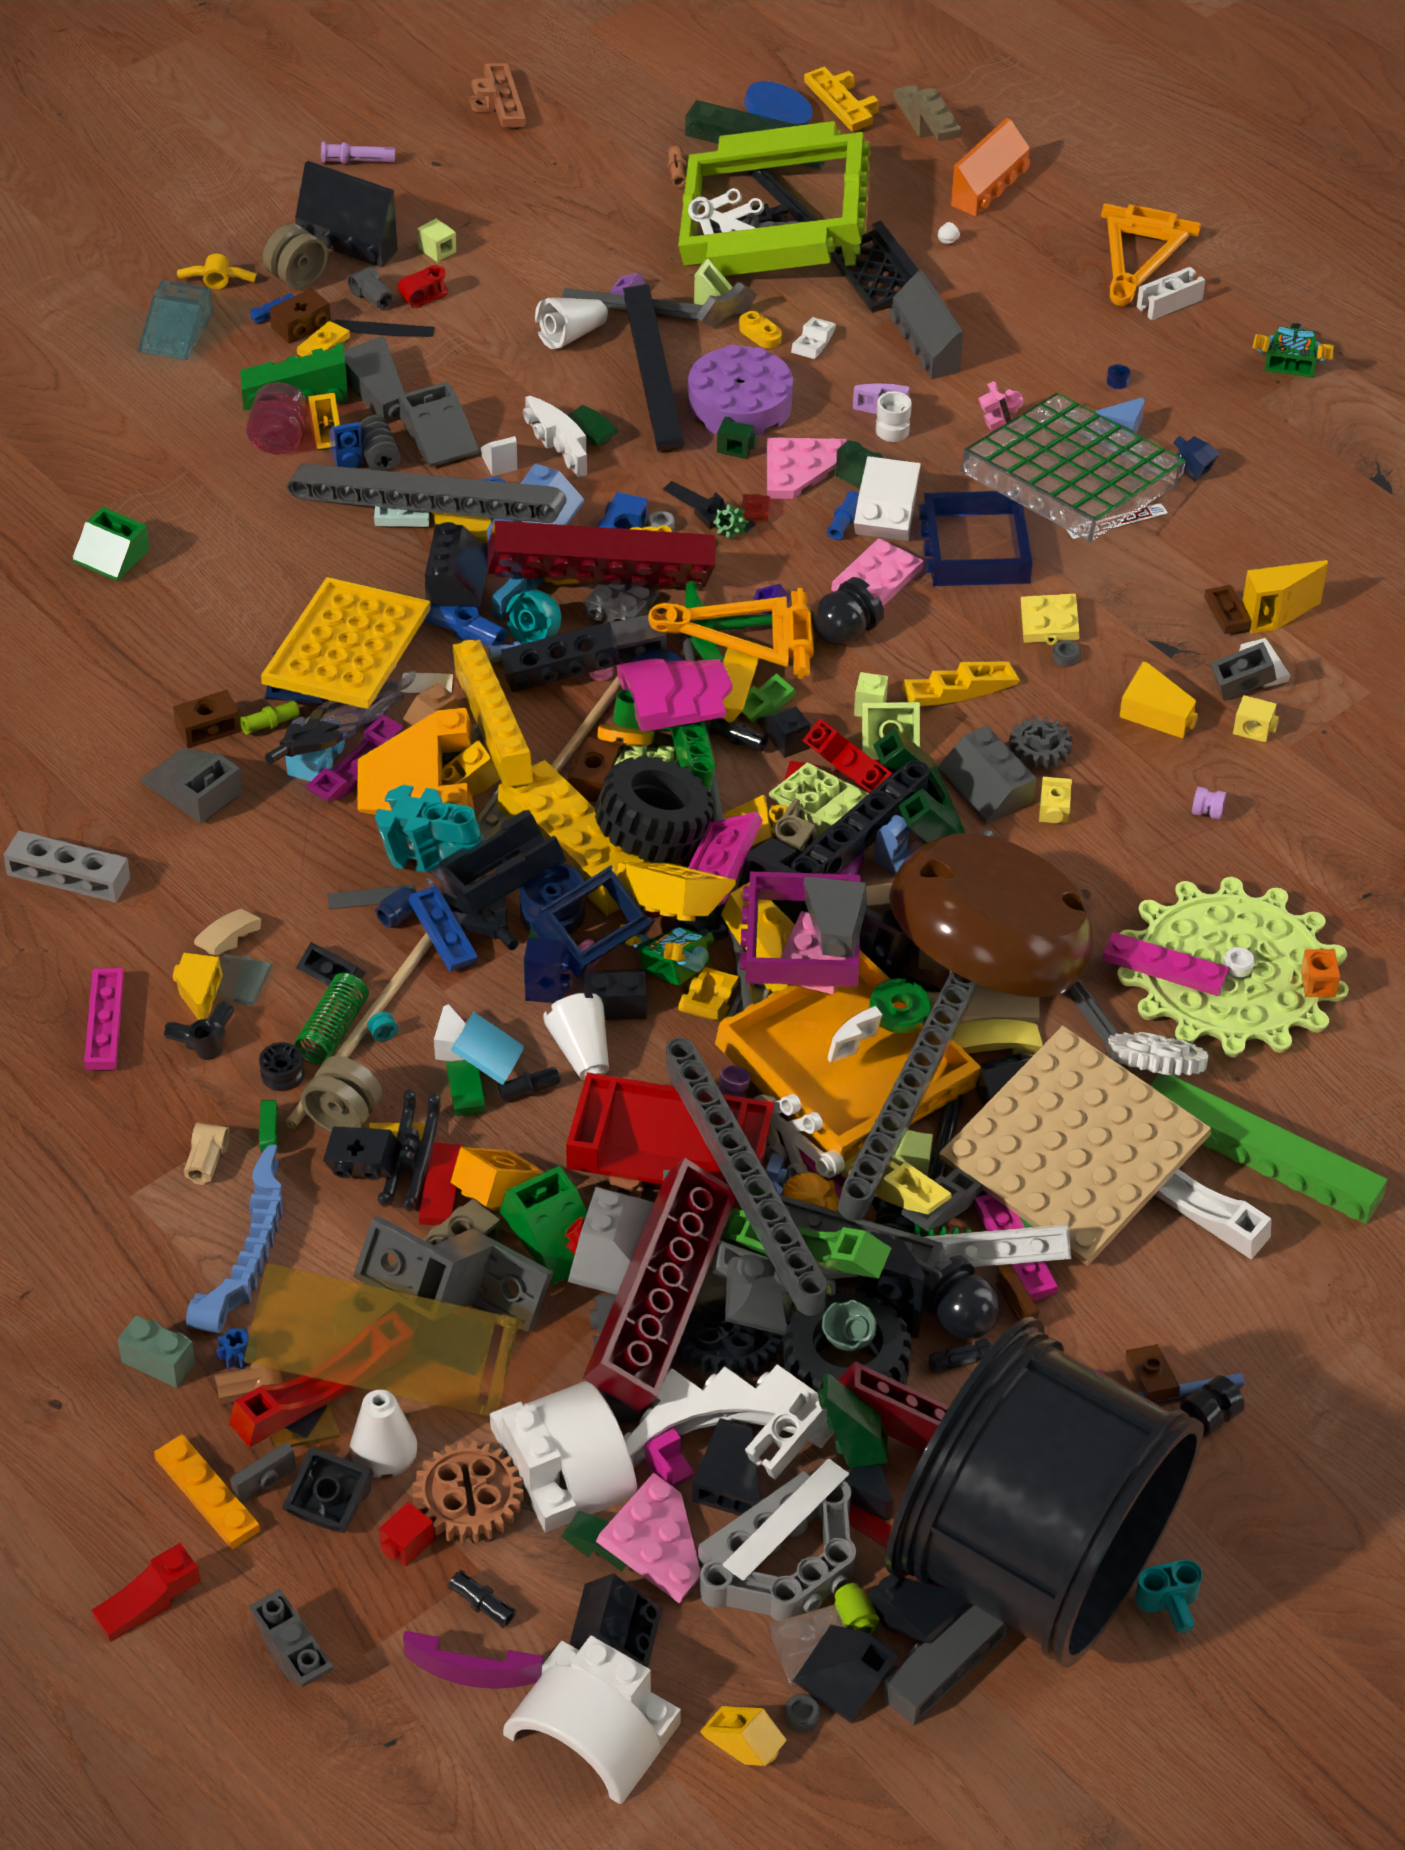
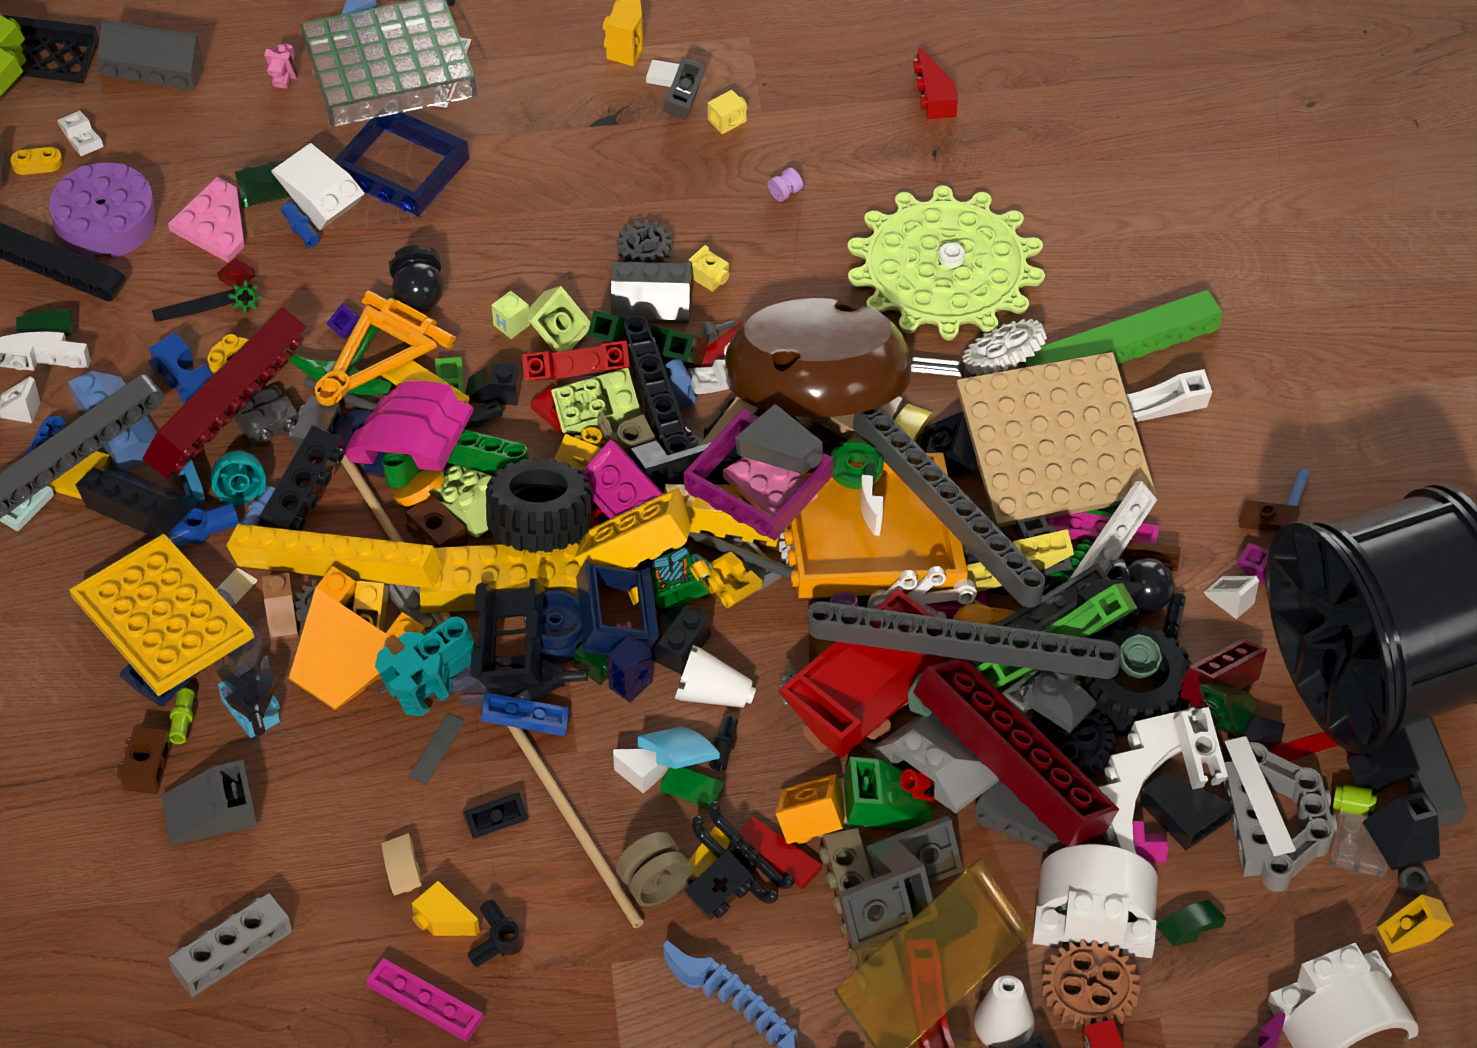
camera: 55 degrees left, 5 degrees up
(207, 1145) = (621, 990): tan piece -> none
(241, 979) = (457, 879): clear light blue piece -> none
(268, 1124) = (634, 938): green beam -> none
(281, 1066) = (580, 888): black wheel -> none
(318, 1037) = (572, 860): green piece -> none
(344, 777) = (290, 696): magenta slope -> none
(382, 1026) = (590, 808): teal bush -> none
(395, 907) = (472, 734): dark blue brick -> none
(482, 1598) = (1192, 1027): black pin -> none
(617, 1617) = (1271, 952): black slope -> none
(655, 1538) = (1211, 889): bright pink plate -> none
(661, 518) = (197, 341): light grey tile -> none
(707, 509) = (216, 302): black tile -> none
(736, 439) = (151, 242): dark green brick -> none
(867, 395) = (189, 133): lavender slope -> none
(883, 568) = (376, 239): bright pink plate -> none
(893, 416) = (226, 133): white wheel -> none
(965, 683) = (541, 256): yellow slope -> none
(1049, 617) = (520, 167): light yellow plate -> none
(1066, 653) = (562, 179): dark grey tile -> none
(1158, 703) = (663, 154): yellow slope -> none
(1165, 964) = (924, 294): dark pink plate -> none
(1214, 1403) = (1322, 498): black wheel -> none
(1227, 609) = (605, 63): reddish brown plate -> none
(1320, 973) = (1002, 216): orange brick -> none

